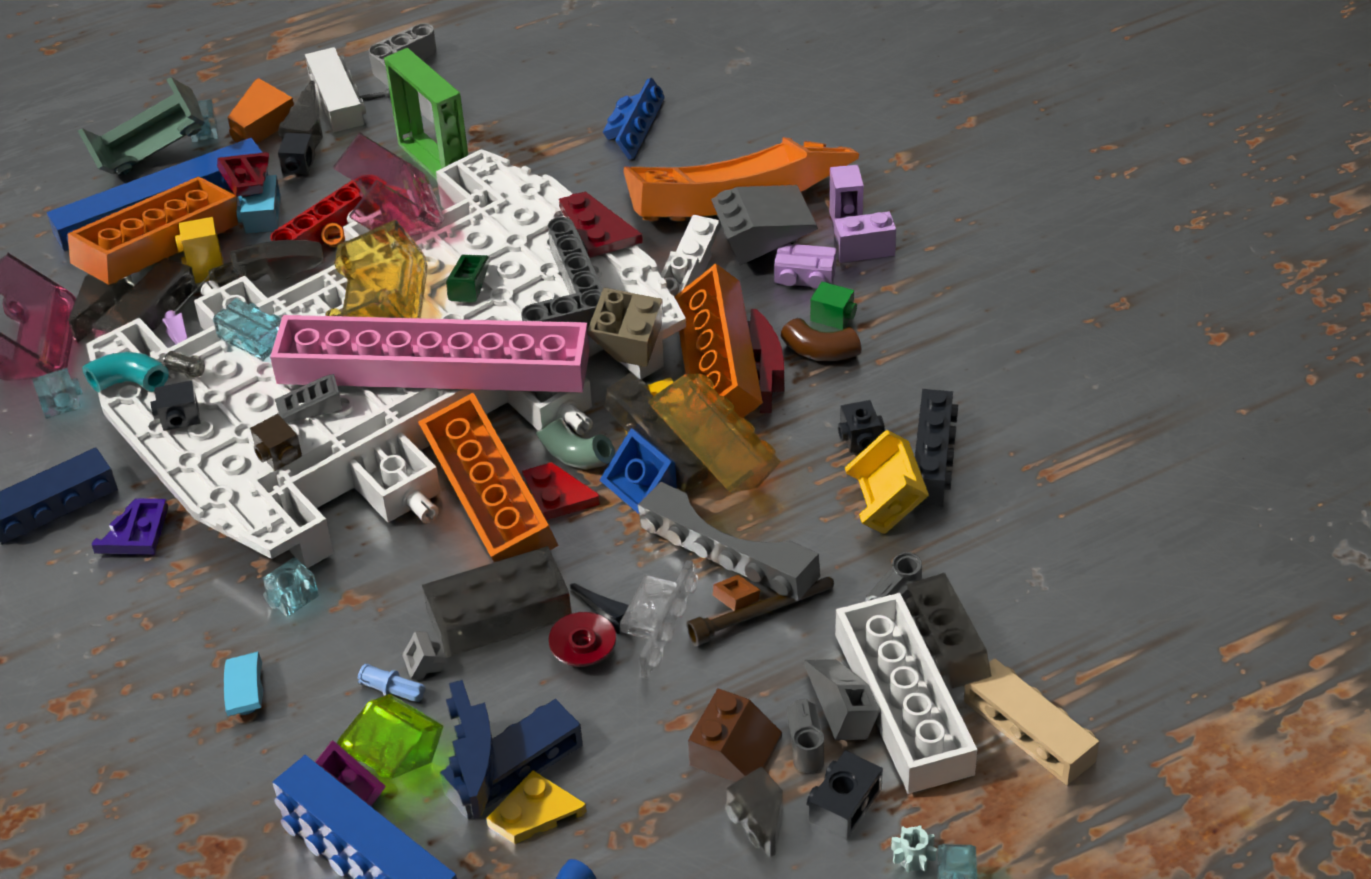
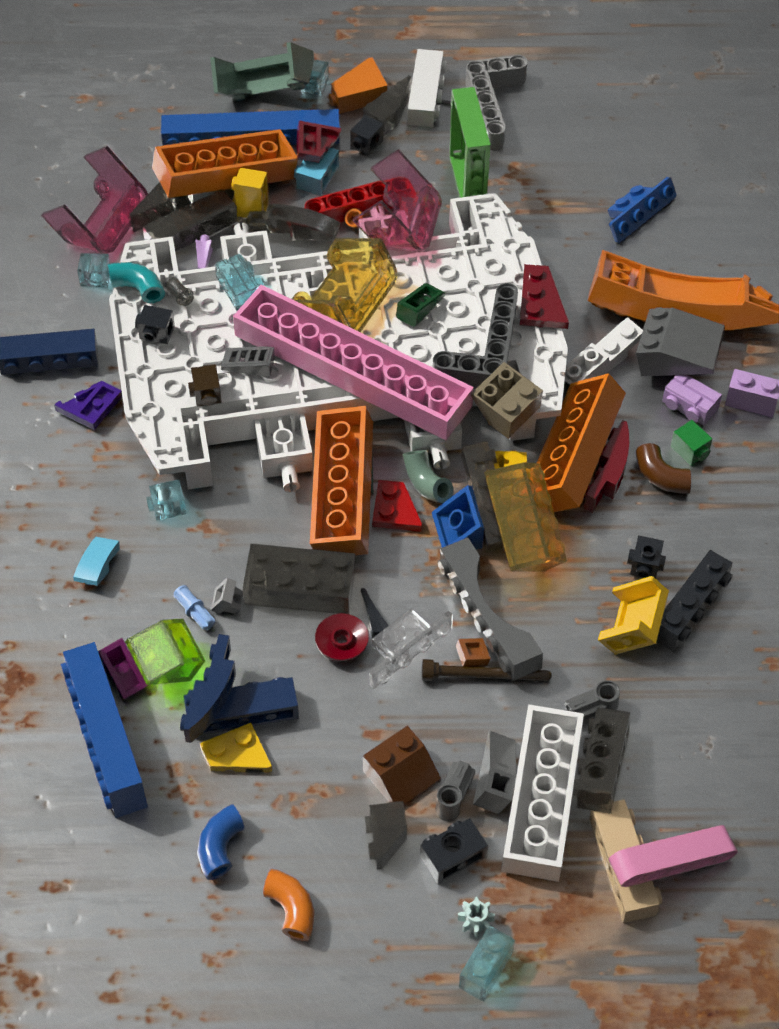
camera: 25 degrees right, 10 degrees up
(845, 192) = (758, 349): lavender brick -> none
(1081, 688) = (672, 856): none -> bright pink beam

